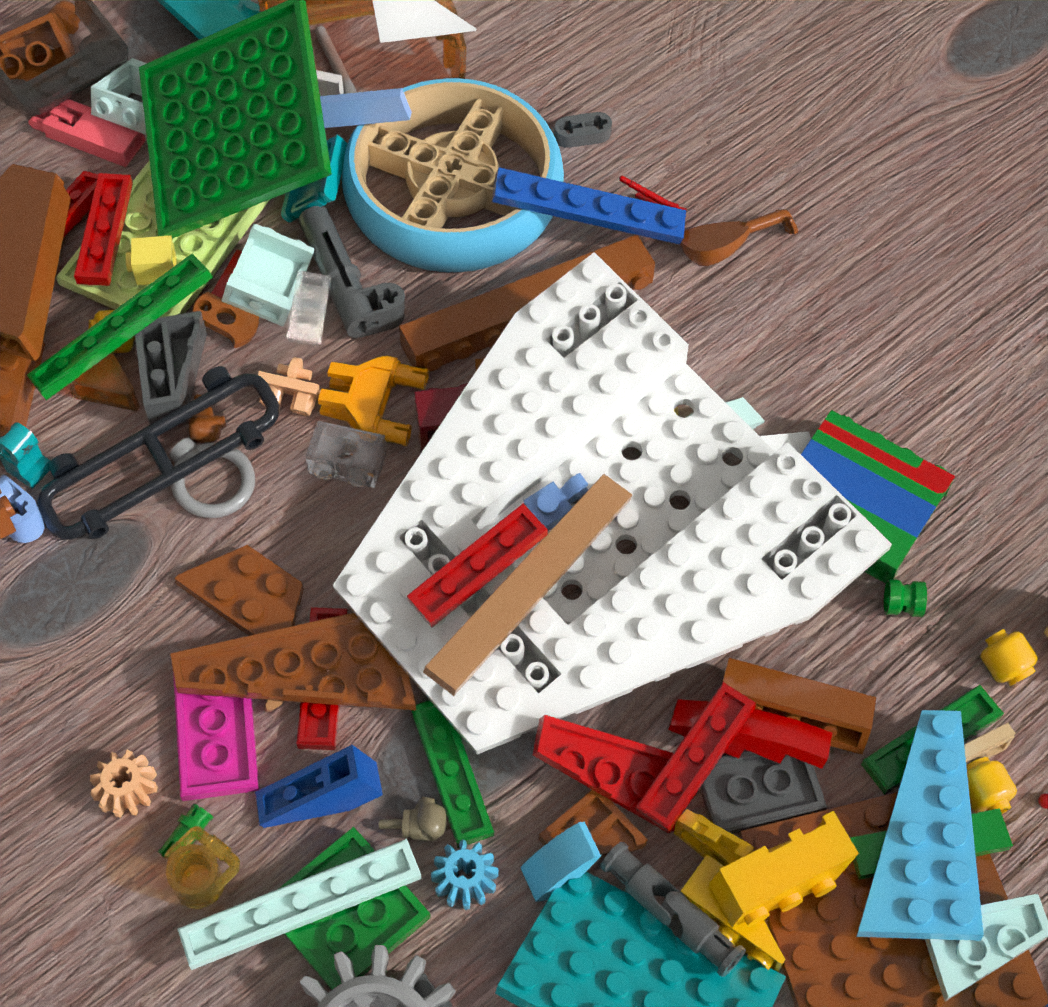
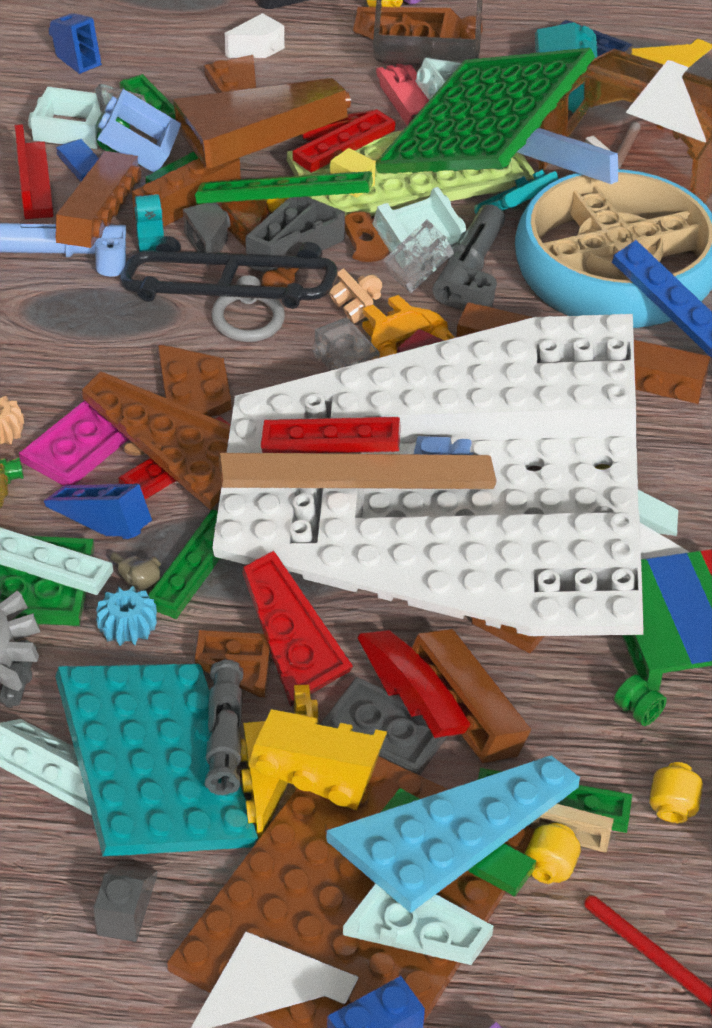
camera: 45 degrees right, 15 degrees down
(75, 418) = (206, 227): none -> dark grey slope
(560, 859) = (192, 647): medium azure slope -> none
(696, 757) = (350, 657): red tile -> none

